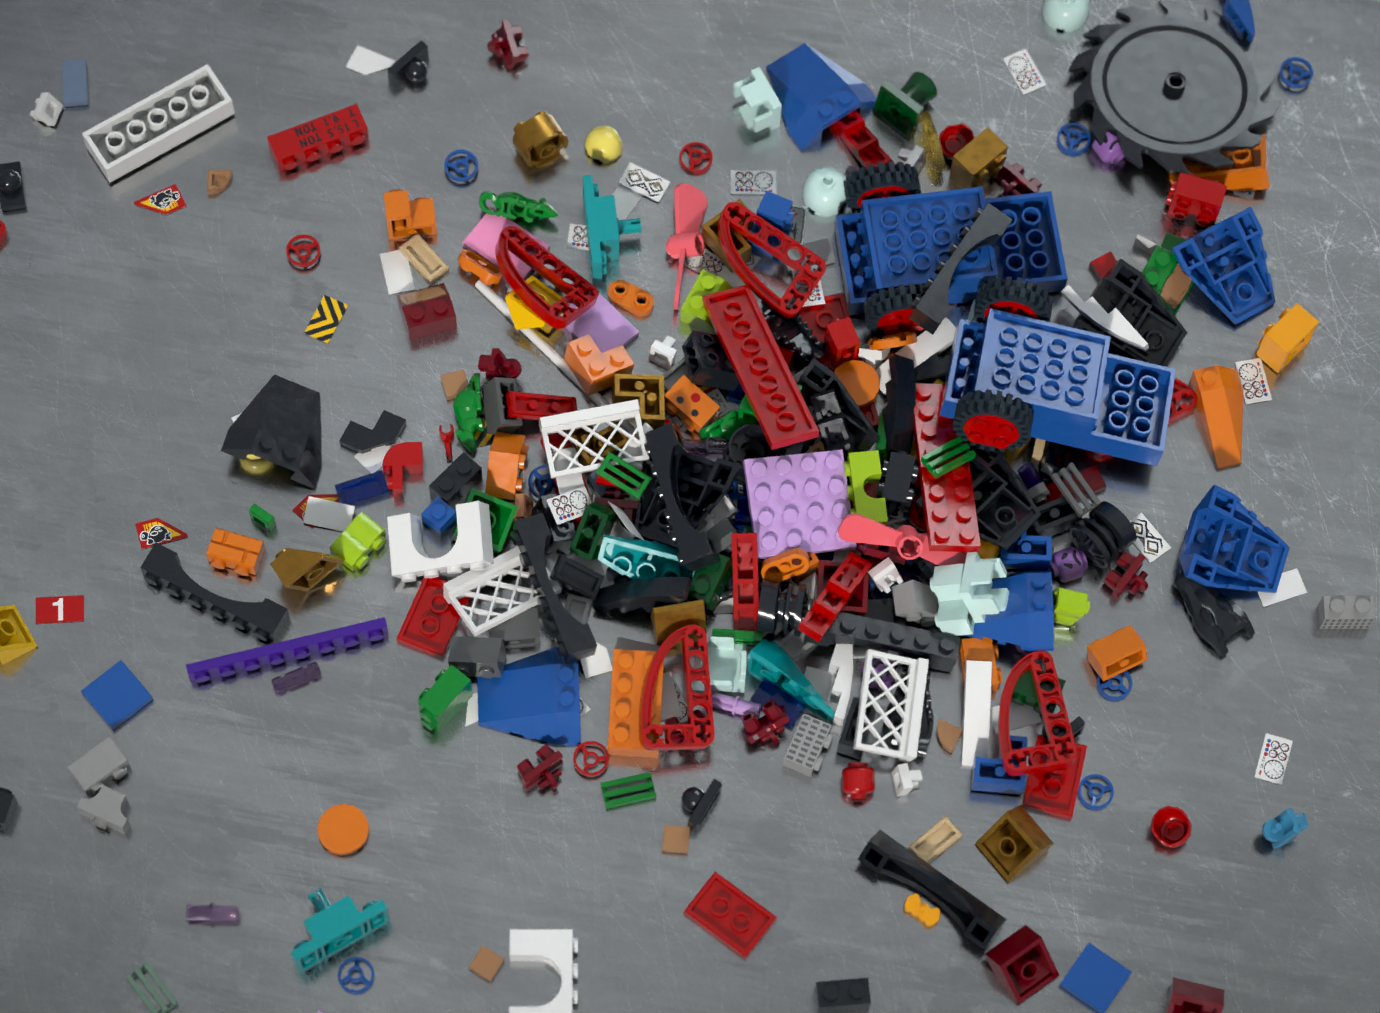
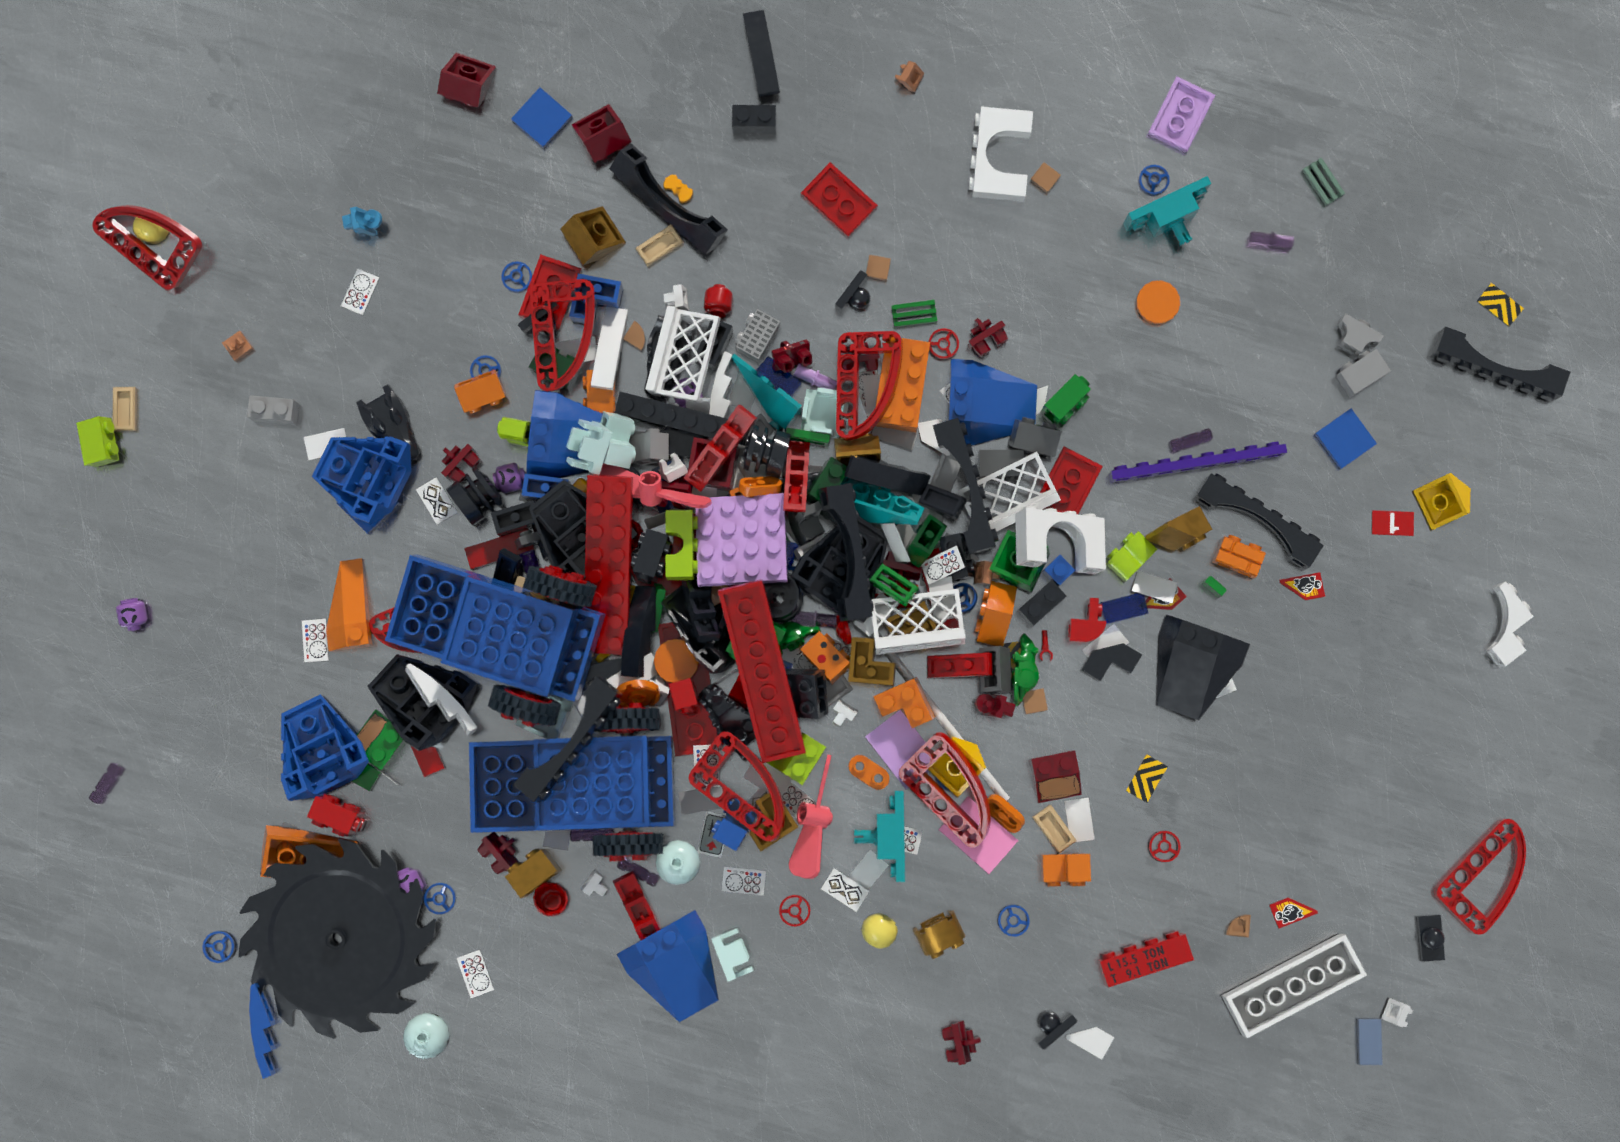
camera: 170 degrees left, 15 degrees up
(515, 205) = (967, 872): green animal -> none
(903, 106) = (597, 938): dark green plant -> none
(933, 142) = (572, 901): clear yellow tile -> none
(945, 450) = (587, 576): green tile -> none
(1083, 484) = (485, 516): dark grey tile -> none
(1171, 826) = (457, 234): red hair -> none
(1286, 337) = (277, 669): light orange brick -> none

